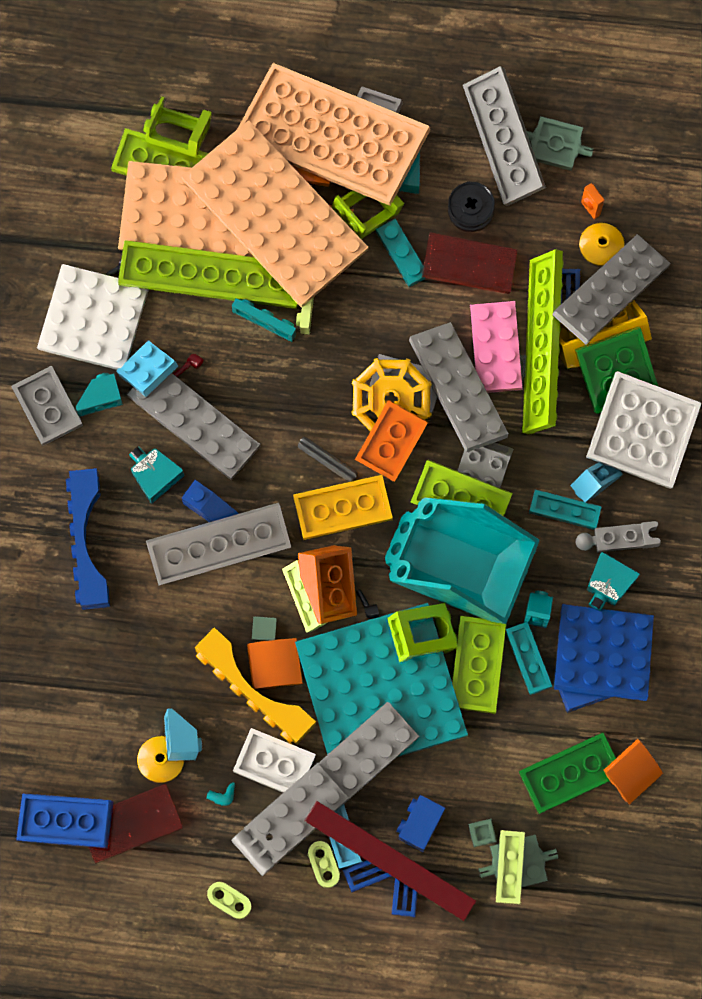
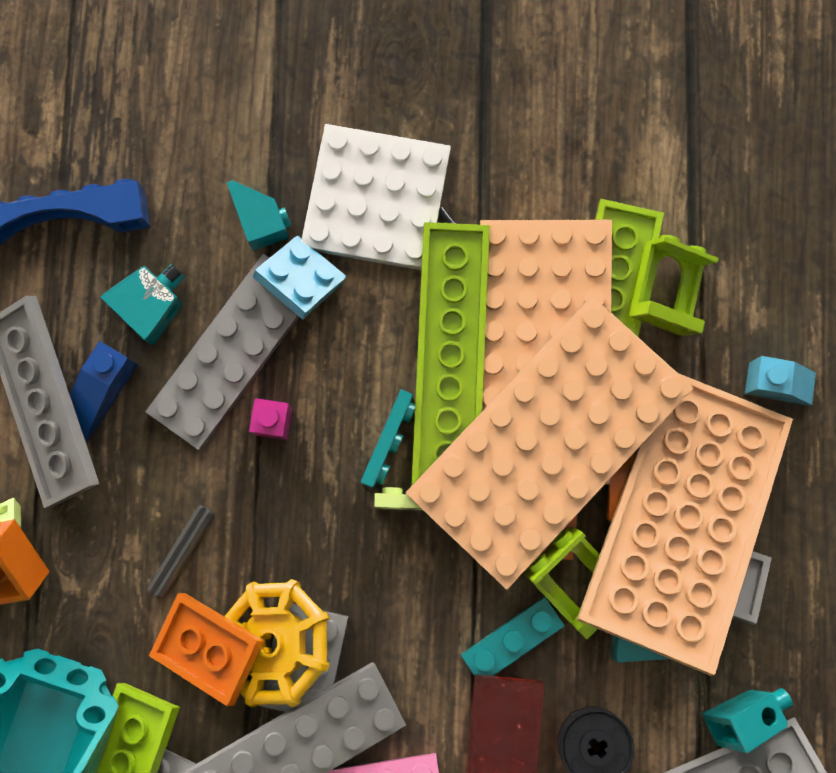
camera: 85 degrees right, 5 degrees up
(47, 405) = (240, 145): light grey plate -> none
(193, 360) = (320, 343): dark red hand -> none
(244, 393) = (271, 419): none -> dark pink brick
(246, 68) = (780, 380): none -> medium azure slope
(342, 507) = (107, 580): yellow plate -> none
(460, 112) = (748, 719): none -> teal torso

